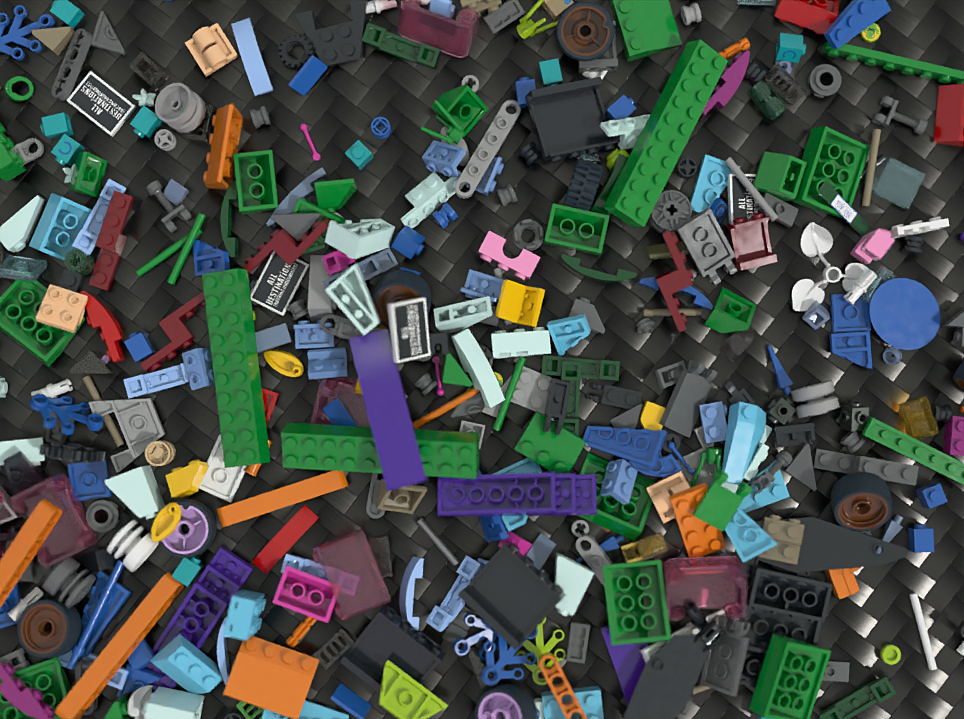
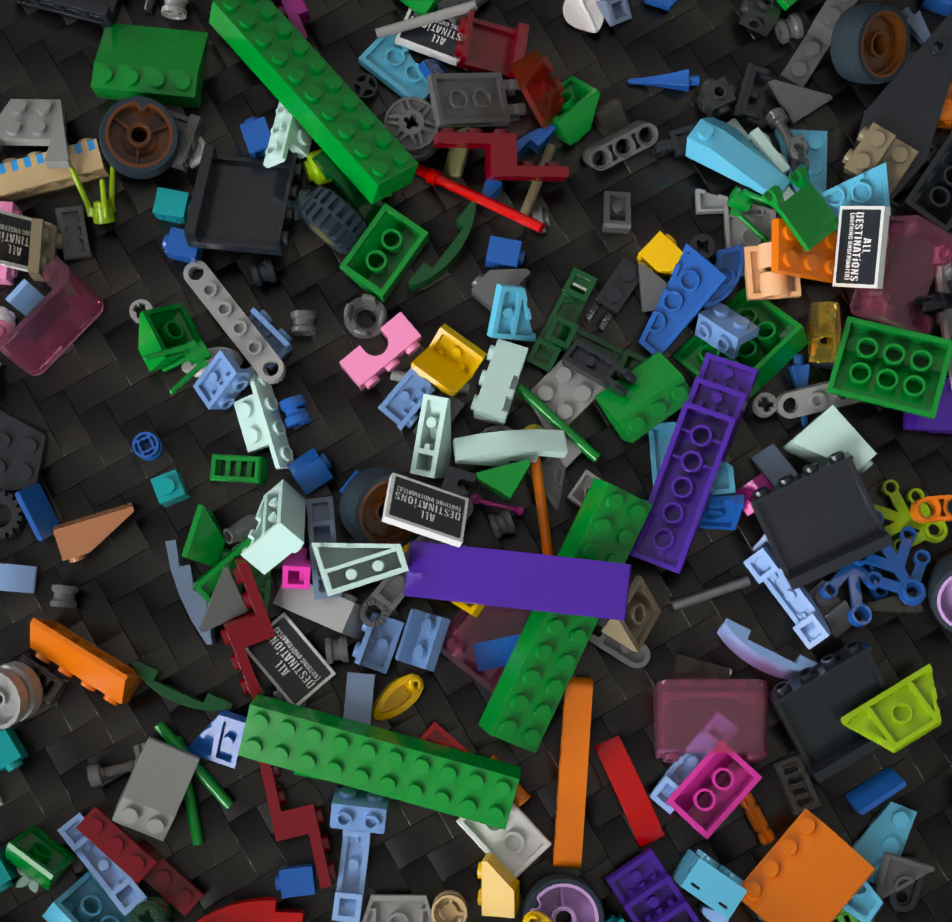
camera: 65 degrees left, 5 degrees down
(160, 230) = (155, 789): none -> light grey slope
(162, 137) = (34, 737): light grey wheel -> none
(175, 192) = (114, 749): sand blue slope -> none
(256, 182) = (147, 634): green slope -> none
(306, 112) = (84, 534): none -> nougat slope
(316, 156) = (147, 545): dark pink hinge -> none
(350, 213) = (240, 529): none -> dark grey cone
(397, 205) = (258, 463): none -> green slope
(400, 47) = (55, 379): dark green slope -> none
(577, 642) = (909, 467): dark grey plate -> none
(610, 310) = (504, 253): none -> blue brick
(643, 242) = (436, 178): none -> red bar
(671, 445) = (706, 246): blue hinge -> none
(688, 393) = (655, 202): dark grey tile -> none
(711, 550) = (861, 246): none -> black tile
(713, 421) = (697, 183): medium blue bracket -> none
(721, 367) = (632, 145): none -> dark grey beam
(733, 286) = (539, 87): none -> clear red slope
(815, 400) = (724, 48): light grey wheel -> none

